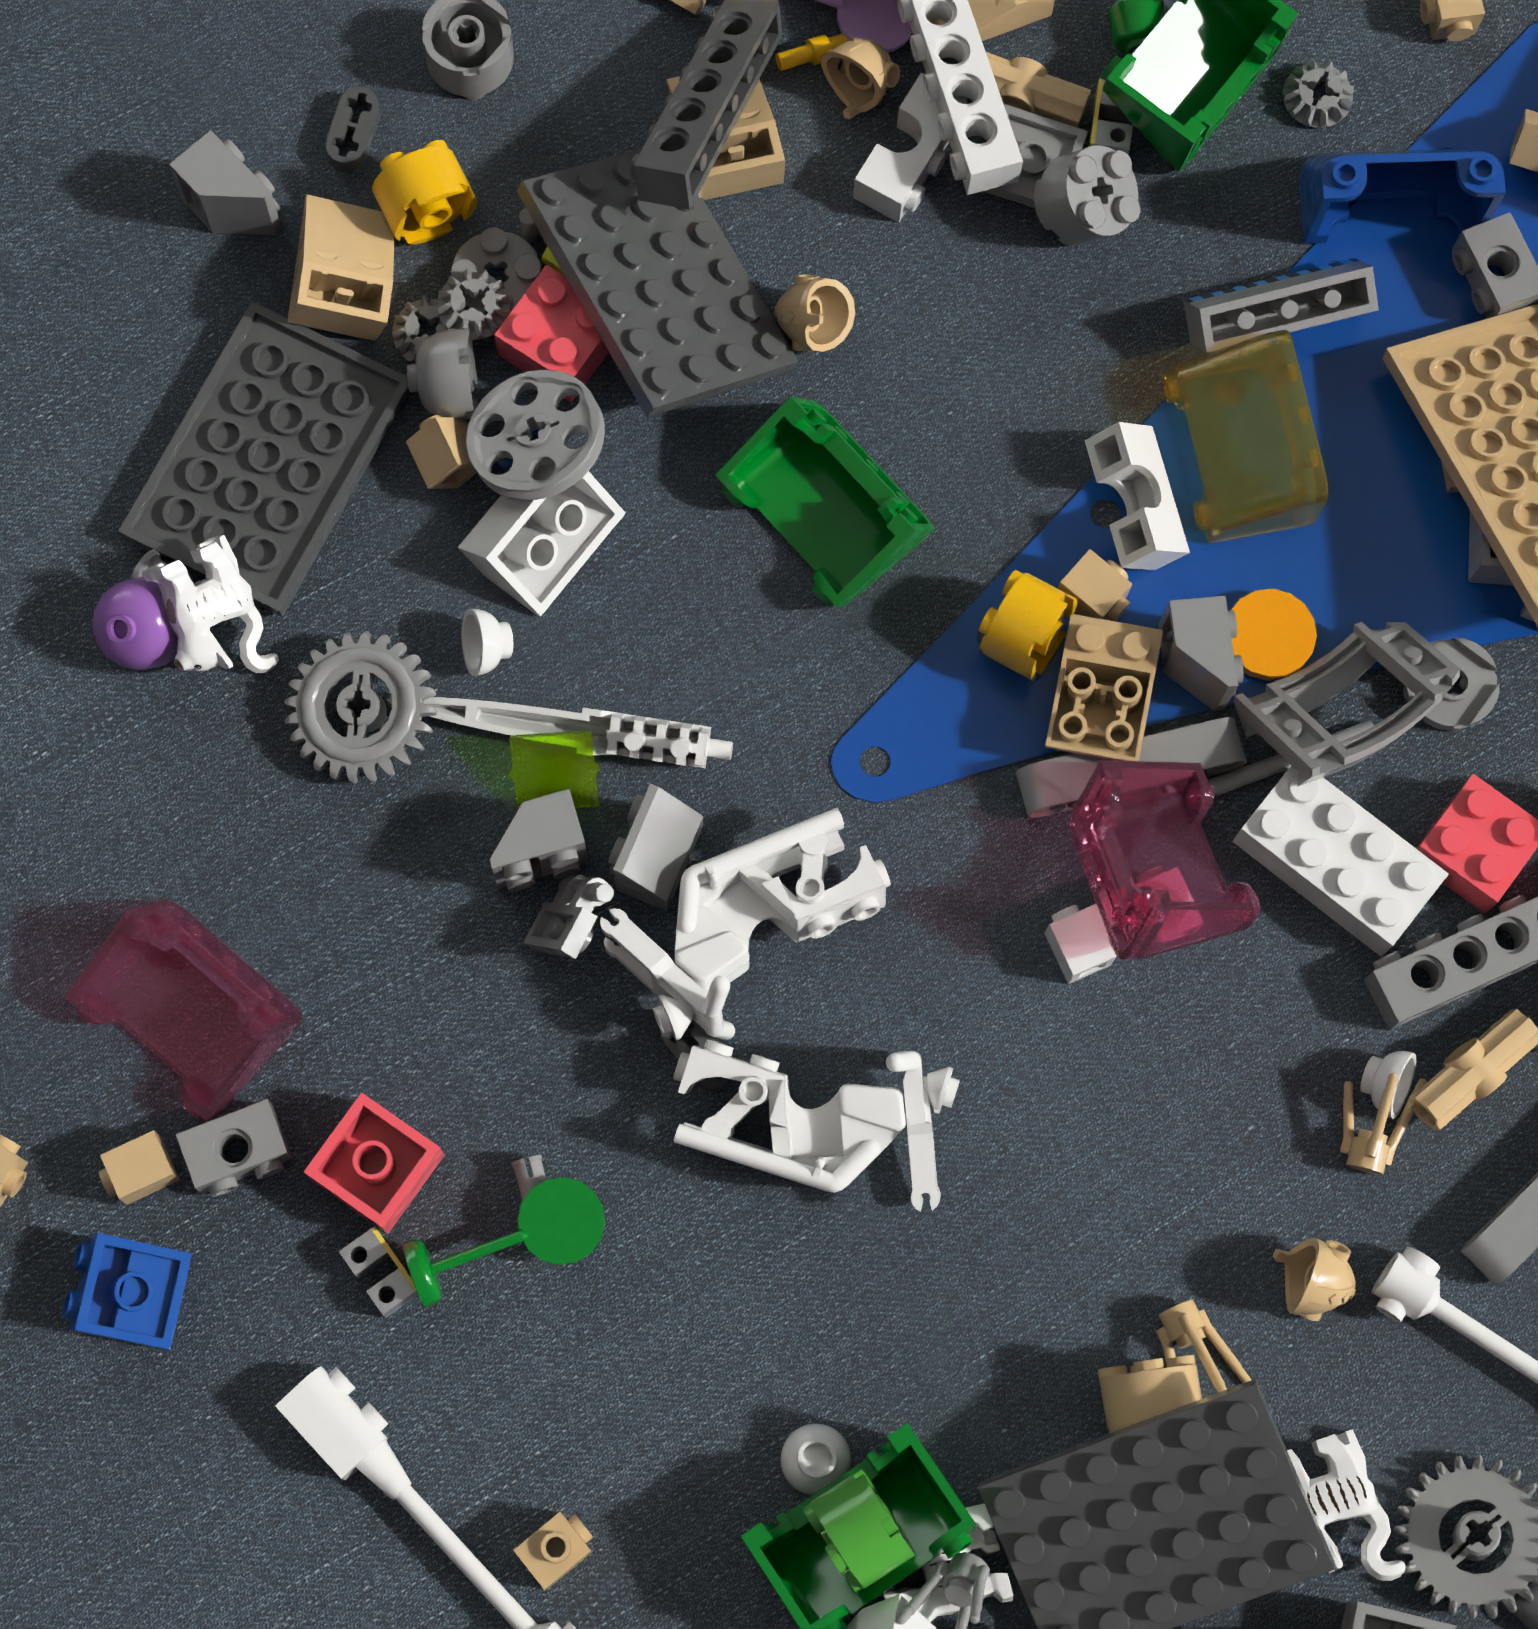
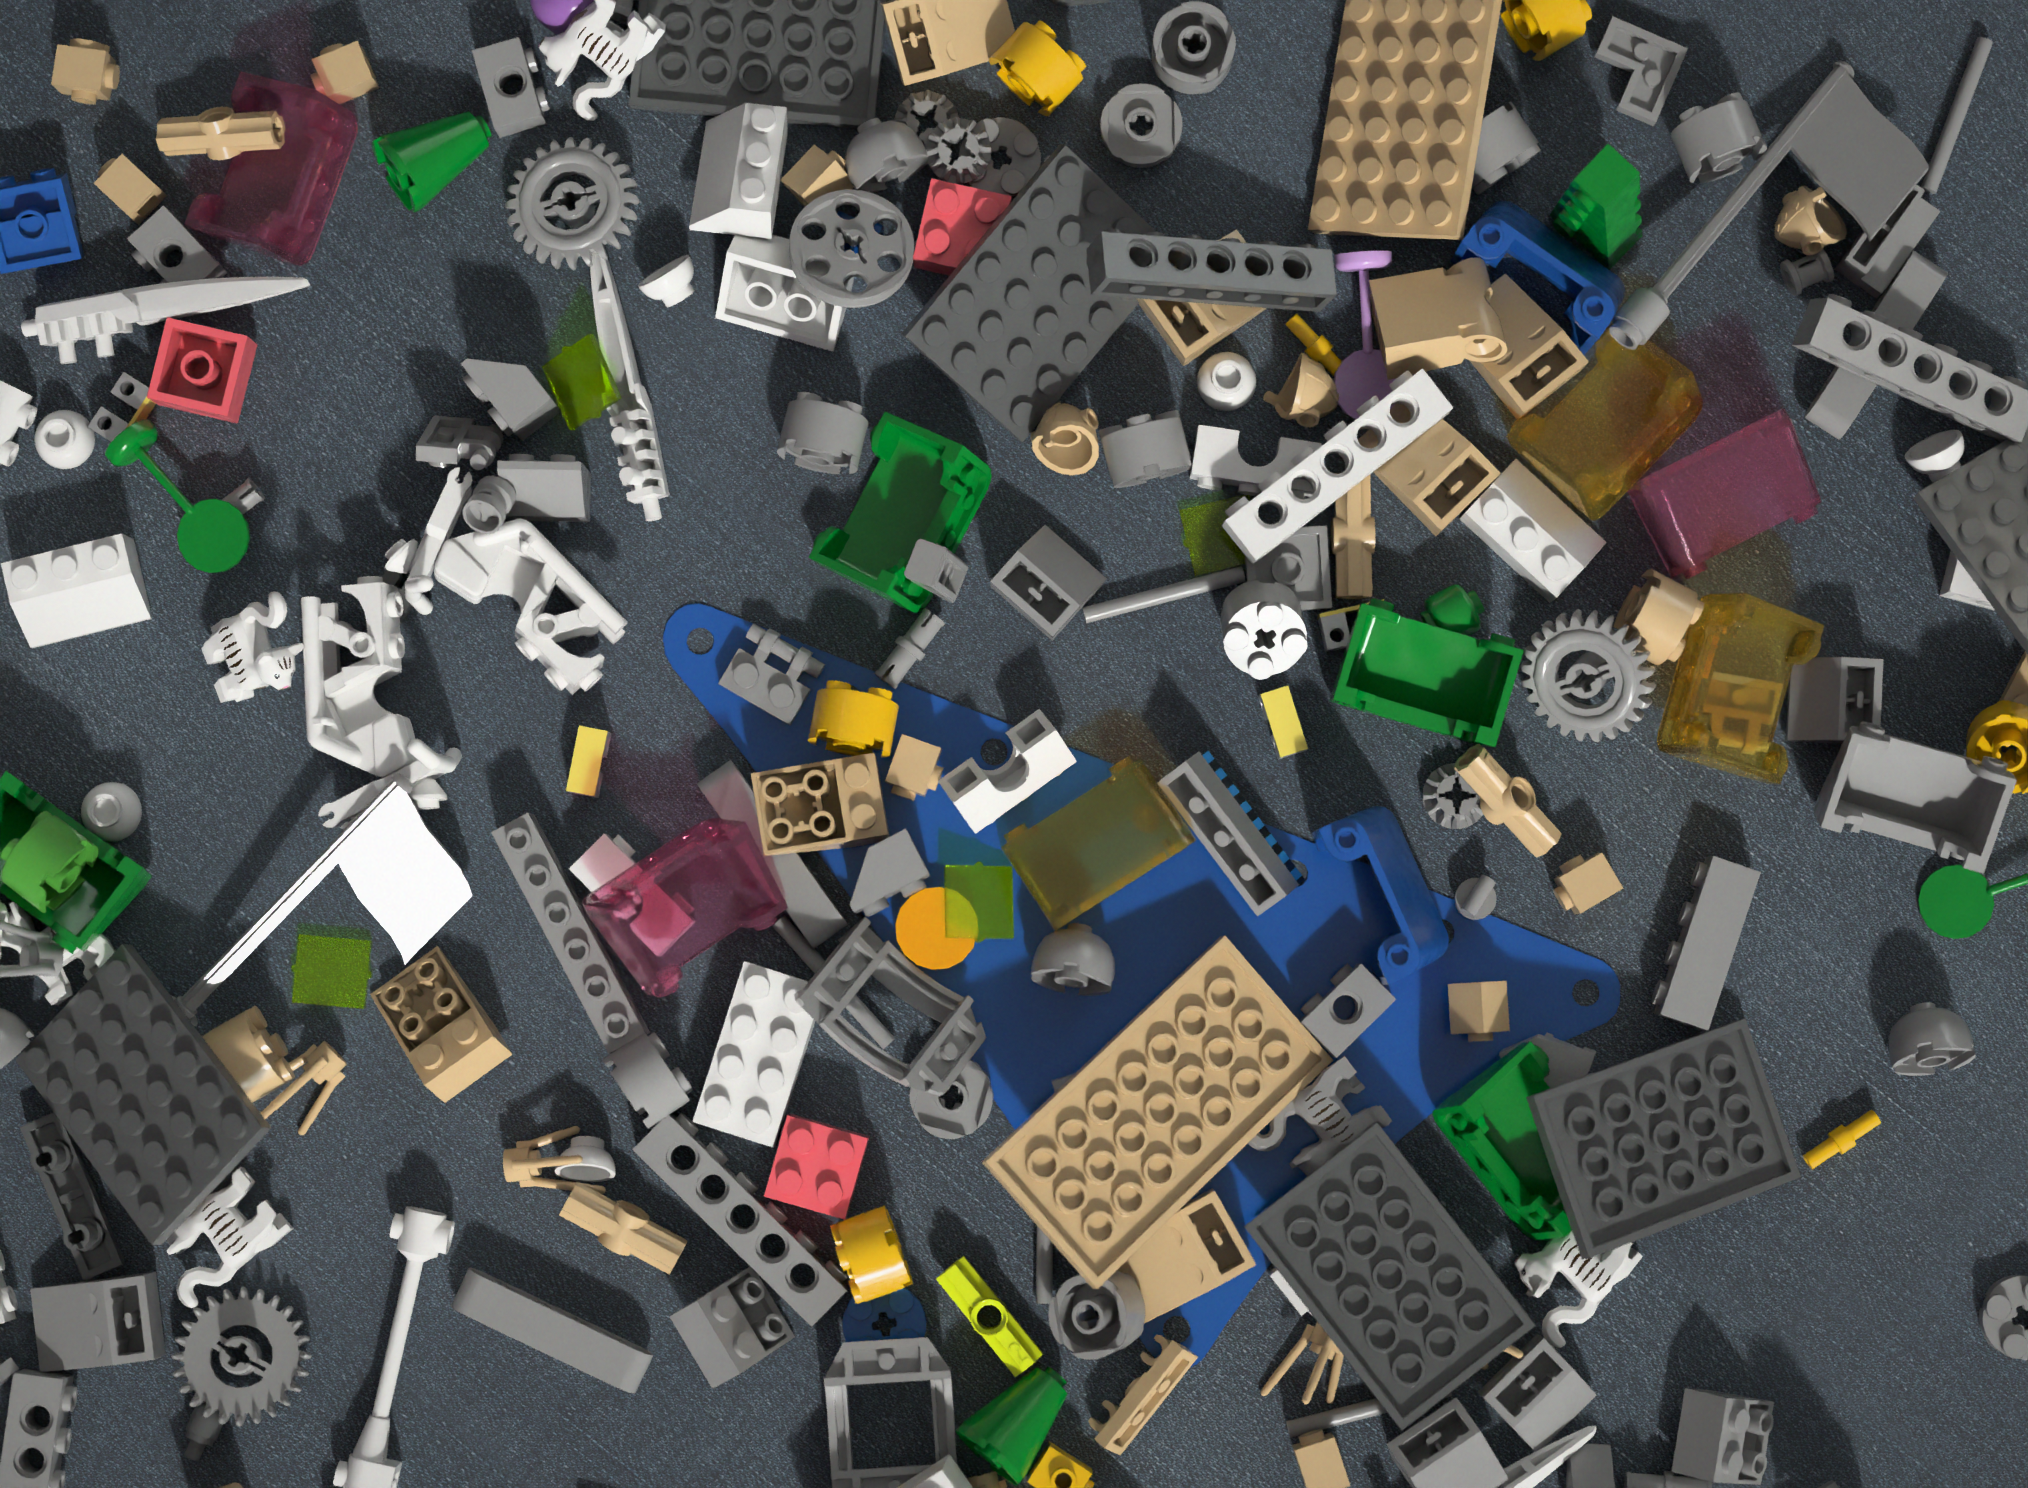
camera: 75 degrees right, 10 degrees up
(111, 890) = (343, 72): none -> tan brick
(122, 1045) = (220, 133): none -> tan piece
(229, 741) = (498, 65): none -> light grey brick
(246, 837) = (430, 156): none -> green cone
(268, 1237) = (115, 311): none -> white piece
(381, 1354) = (64, 439): none -> white piece
(403, 520) = (740, 171): none -> white slope
(528, 152) = (1158, 109): none -> light grey plate
(559, 1397) = (77, 590): none -> white slope
(655, 898) = (489, 504): none -> light grey wheel
(707, 1225) = (248, 652): none -> white animal
(714, 544) = (823, 434): none -> light grey brick
(814, 150) = (1226, 381): none -> white piece
(859, 237) = (1145, 449): none -> light grey brick
(901, 482) = (936, 569): none -> light grey slope
(948, 711) = (766, 686): none -> light grey plate
(954, 909) = (586, 762): none -> light yellow piece
(957, 389) = (1047, 582): none -> light grey slope
(965, 220) = (1206, 539): none -> clear neon green piece
(968, 550) = (909, 648): none -> light grey pin
(1008, 288) = (1163, 594): none -> light grey bar
(1010, 1156) = (393, 869): none -> flag
(1083, 1281) = (332, 971): none -> clear neon green piece
(1140, 1003) = (570, 932): none -> light grey brick
(1185, 1182) = (440, 1025): none -> tan slope
(1200, 216) = (1284, 722): none -> light yellow piece
(1260, 579) = (978, 902): none -> clear neon green piece
(1316, 1277) = (400, 1158): tan helmet -> none
(1327, 977) = (647, 1078): none -> light grey brick
(1346, 38) = (1507, 800): none -> tan piece
(1358, 503) = (1074, 960): none -> light grey cylinder
(1427, 111) = (1476, 897): none -> light grey plate

